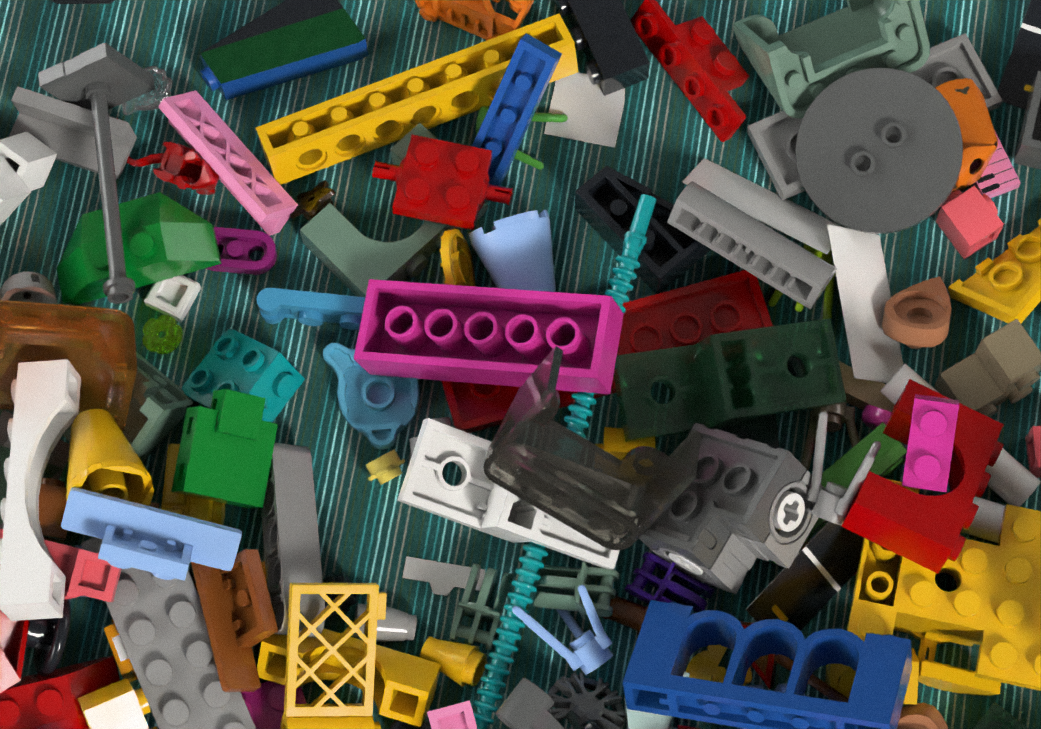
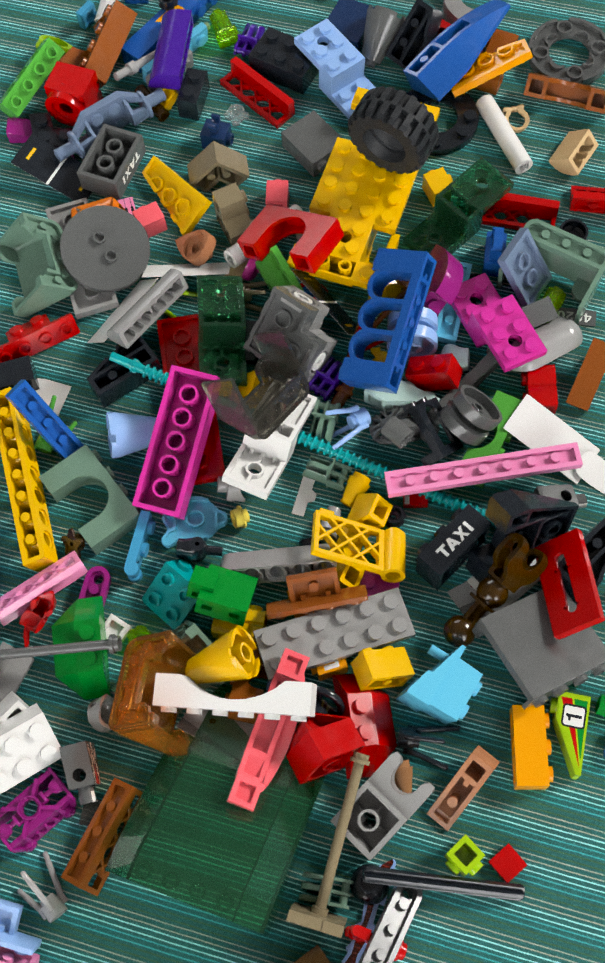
camera: 80 degrees left, 5 degrees down
(149, 536) = (274, 630): light blue bracket -> none
(315, 401) = (196, 549): none -> black piece
(442, 182) = (78, 465): red plate -> none
(456, 259) = (125, 464): yellow wheel -> none
(834, 500) = (299, 277): light grey plant -> none
(930, 443) = (276, 226): dark pink brick -> none

